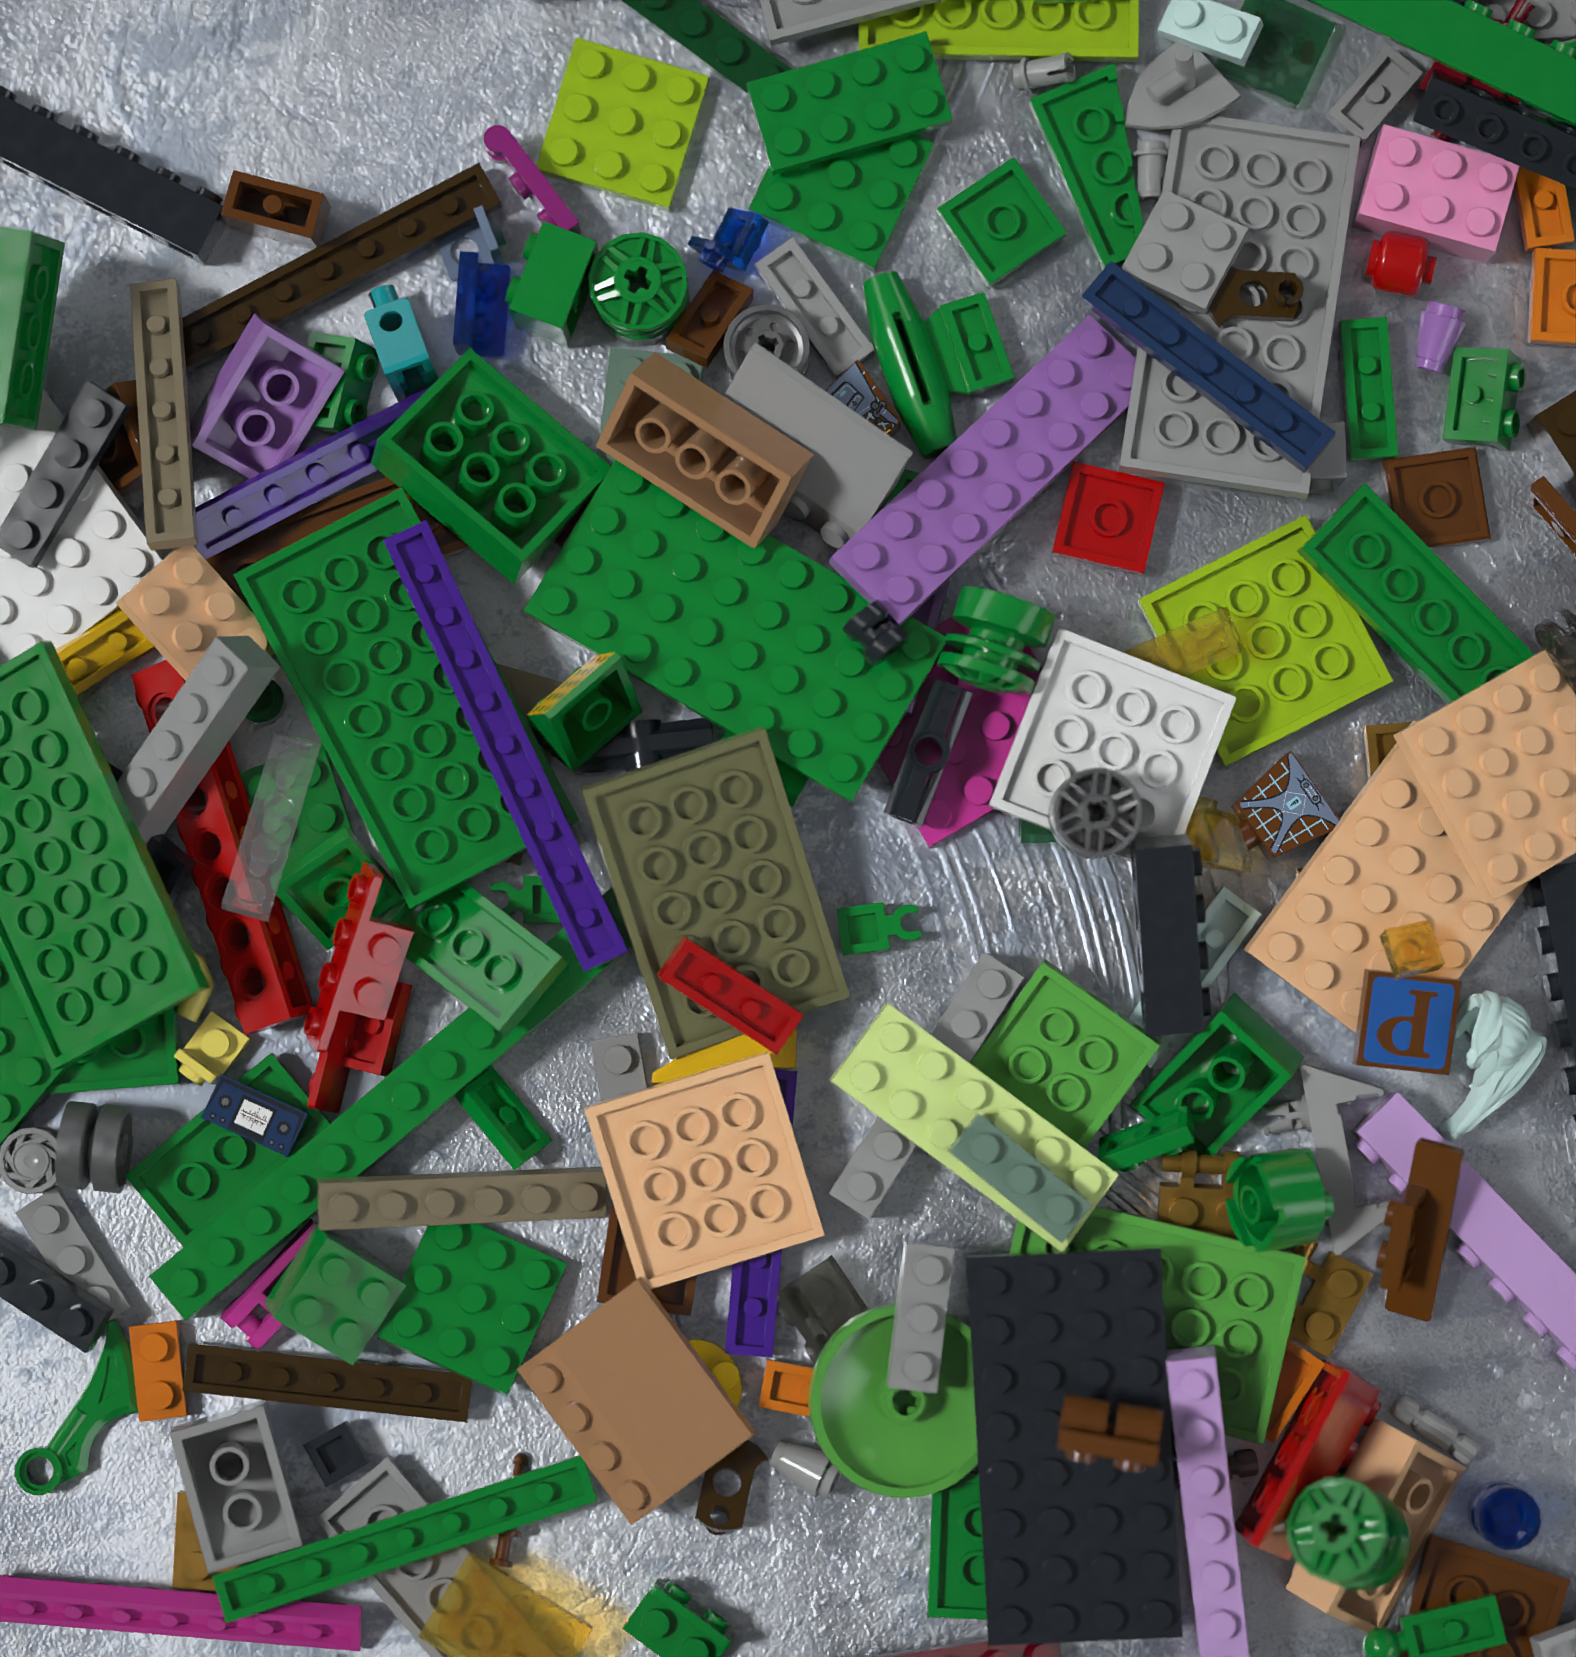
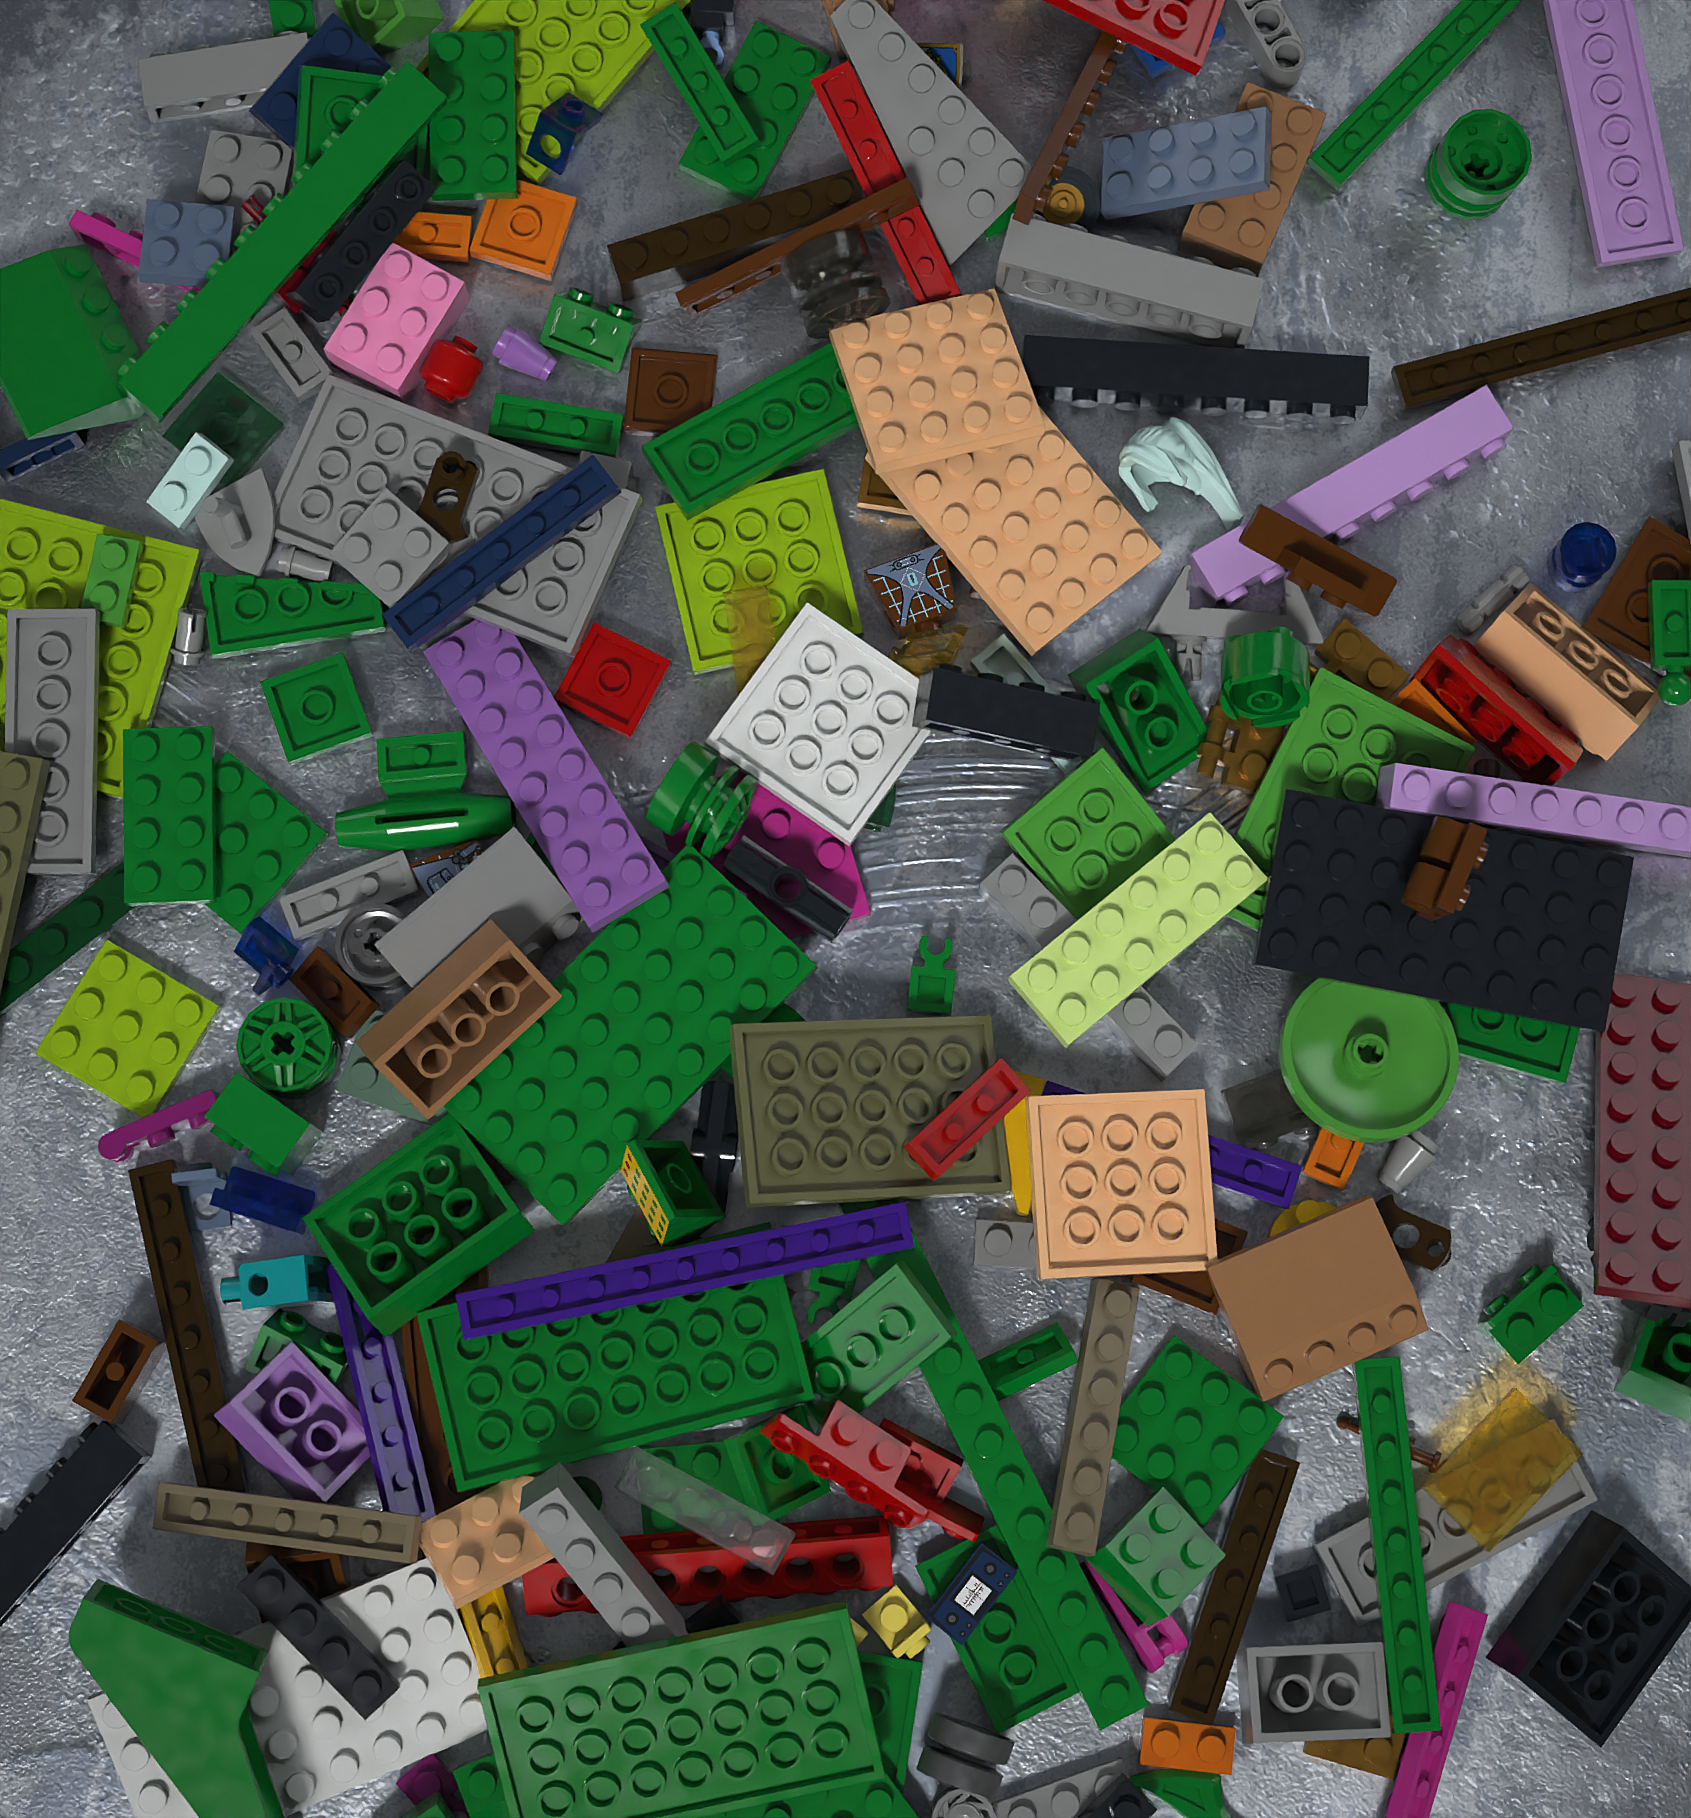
camera: 85 degrees left, 5 degrees down
(875, 633) = (669, 903): black wheel -> none
(920, 1317) = (1299, 1019): light grey plate -> none
(1019, 1177) = (1194, 897): sand green plate -> none
(1119, 812) = (884, 726): flat silver wheel -> none
(1156, 1136) = (1182, 782): green plate -> none
(1374, 1541) = (1601, 678): green wheel -> none
(1406, 1022) = (1130, 530): tile -> none
(1411, 949) = (1069, 507): clear yellow plate -> none

